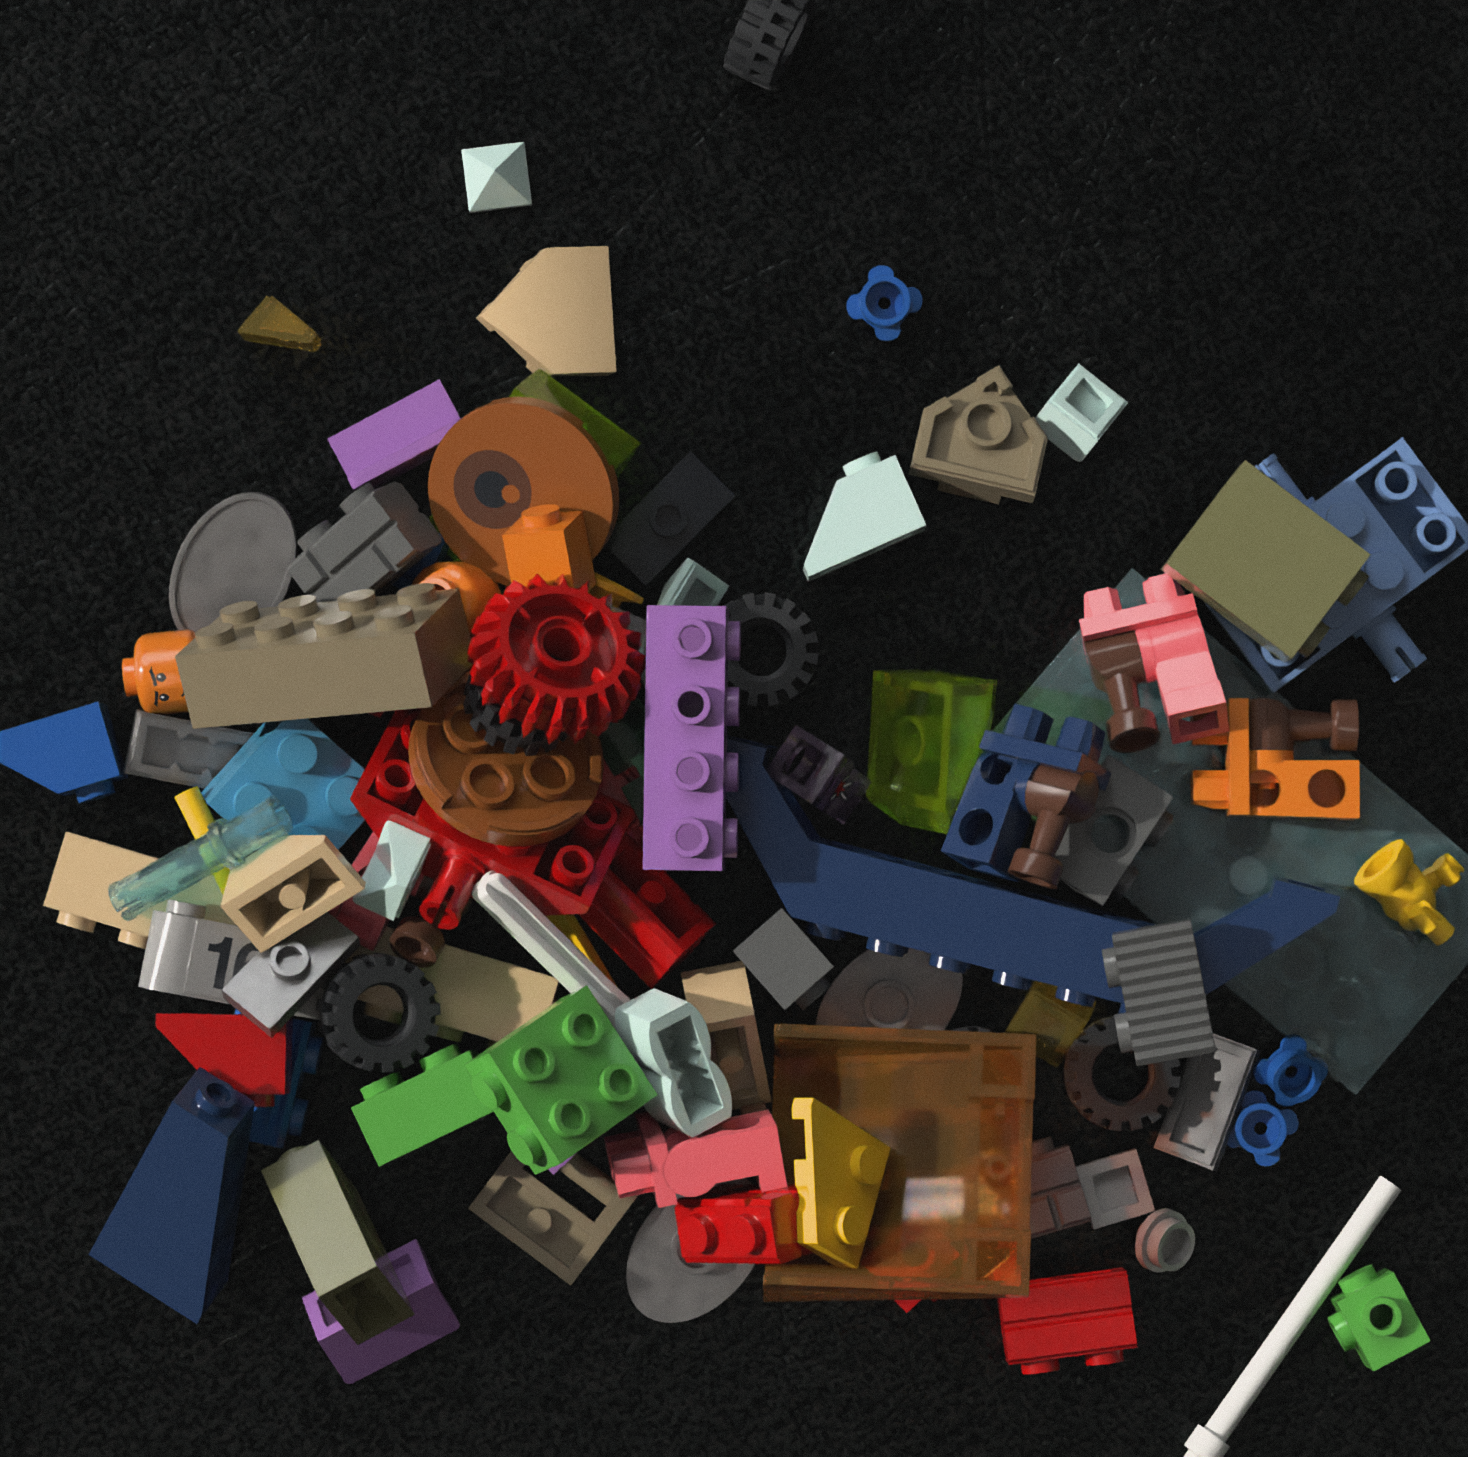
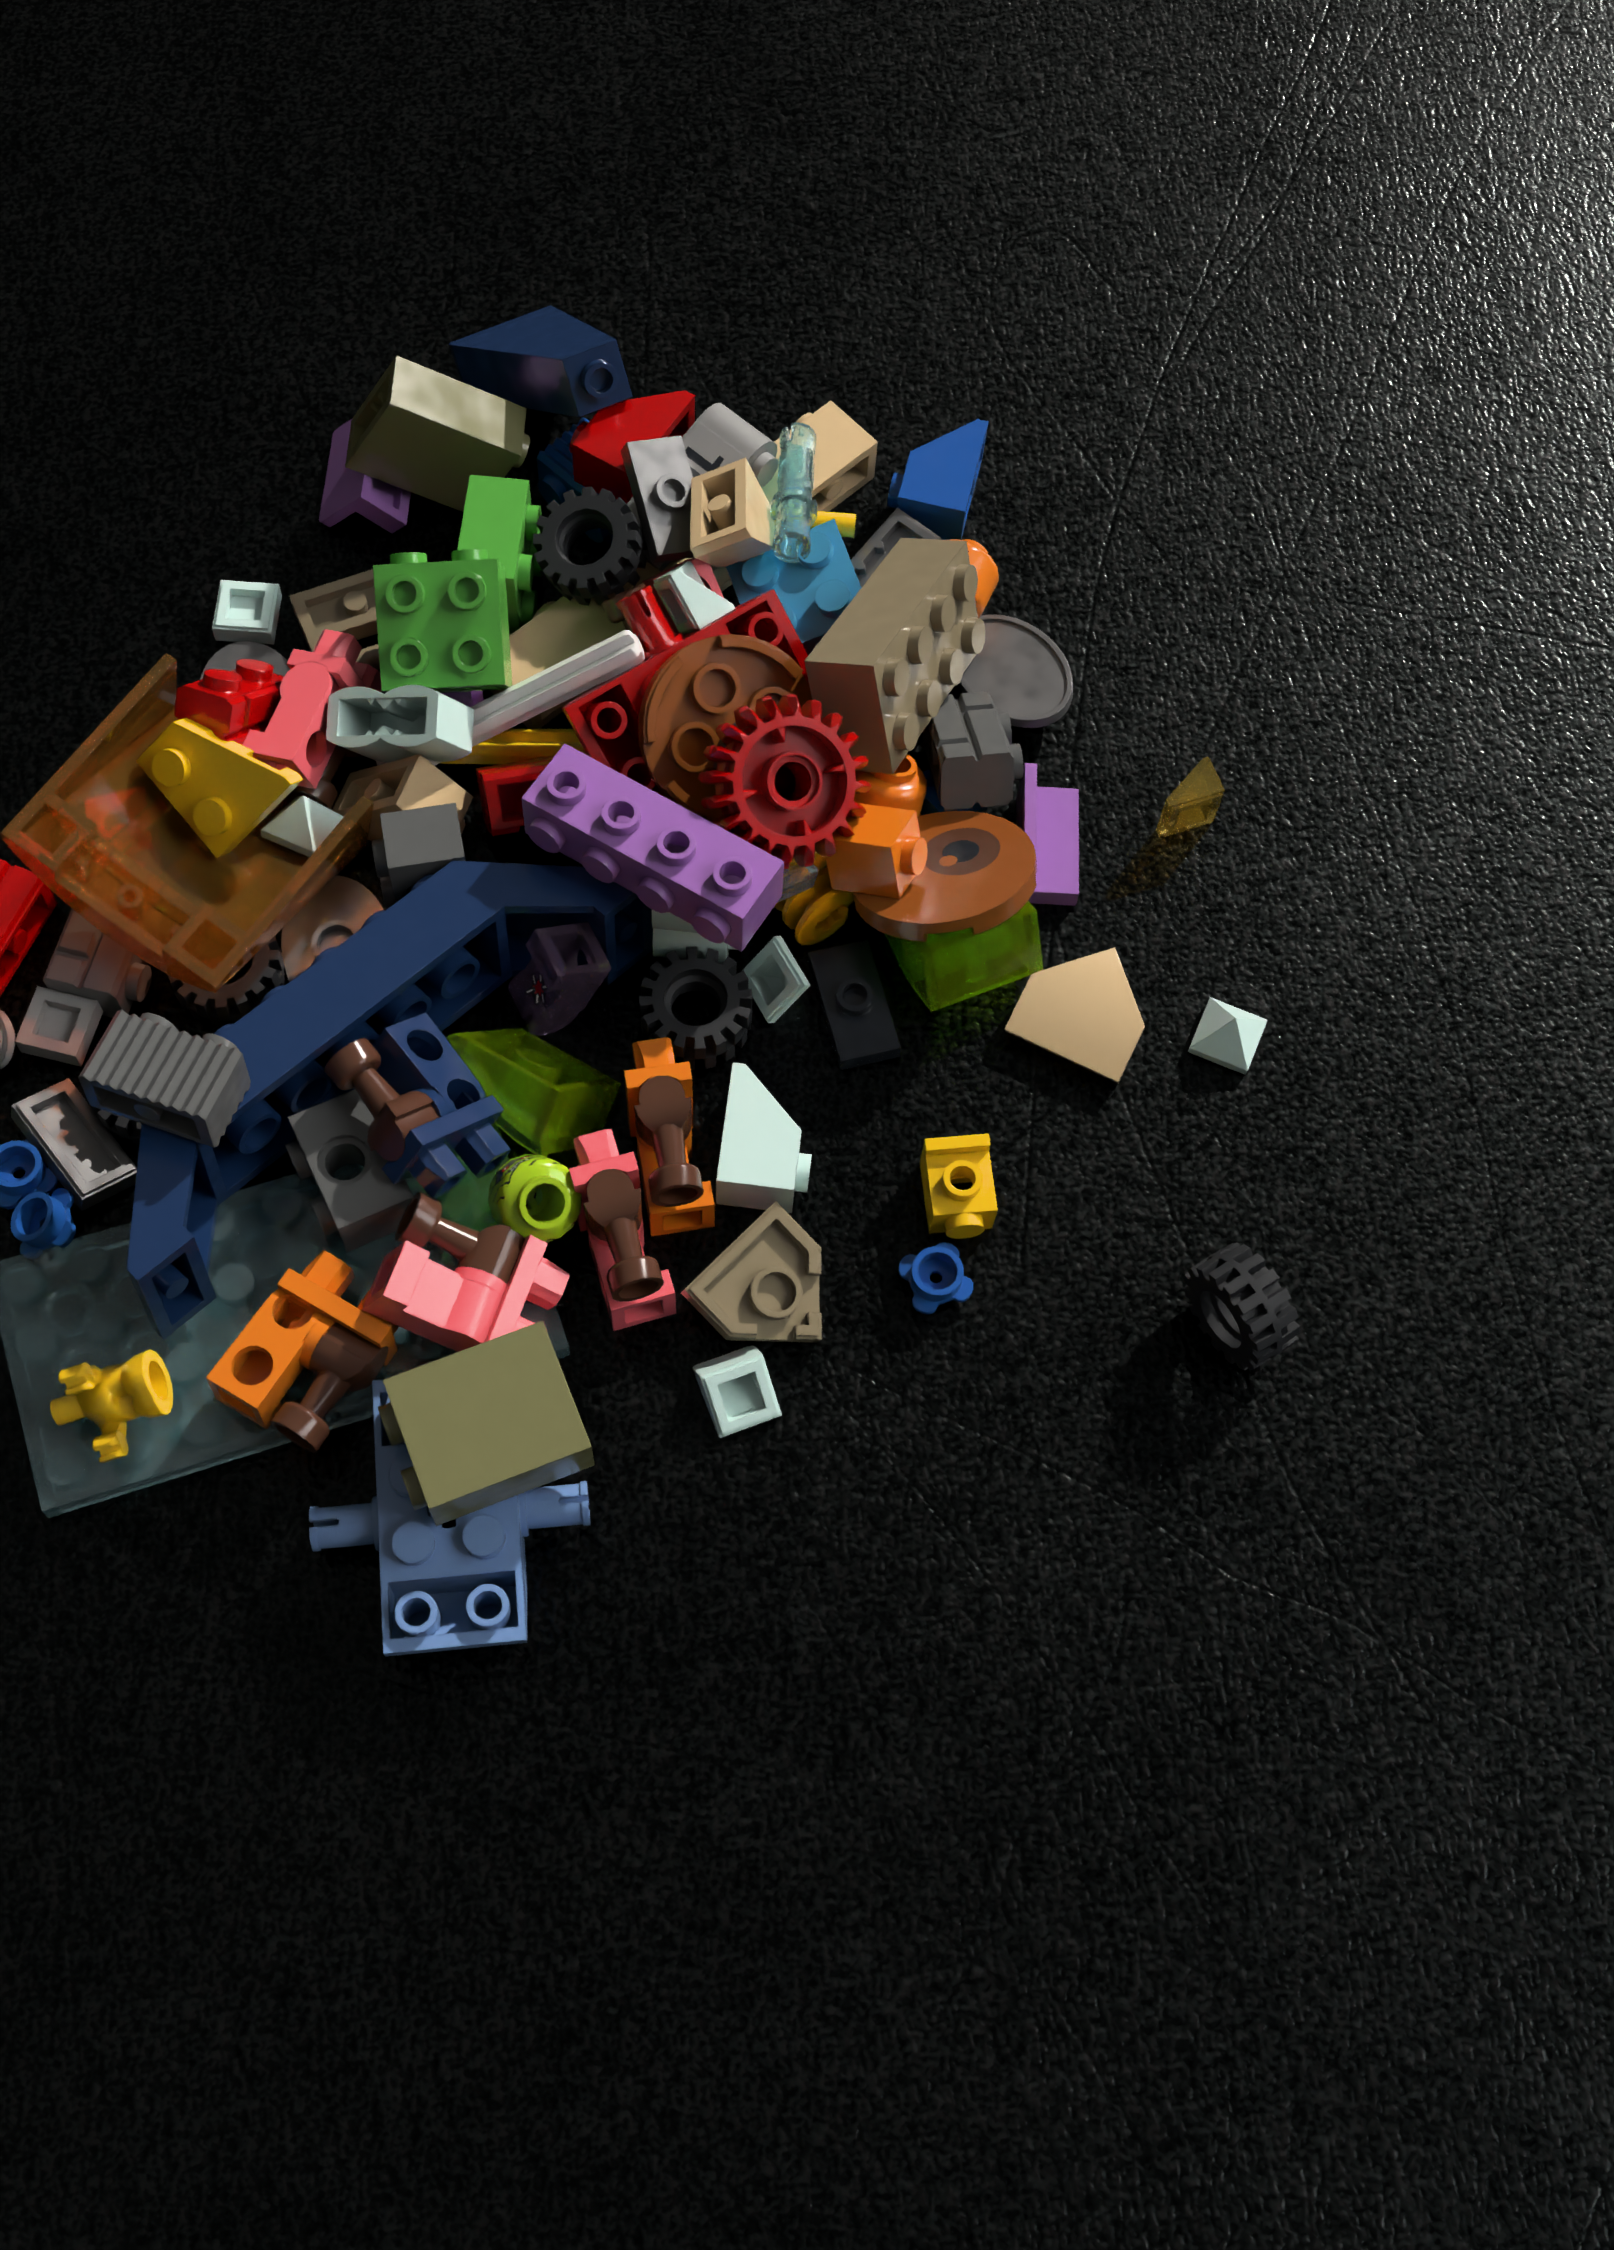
camera: 115 degrees right, 20 degrees down
(600, 1324) = (247, 612): none -> light aqua tile
(787, 349) = (955, 1161): none -> yellow brick
(789, 1085) = (301, 825): none -> light aqua slope
(913, 595) = (662, 1121): none -> hips
(1020, 583) = (613, 1218): none -> hips
(1040, 661) = (555, 1203): none -> lime head

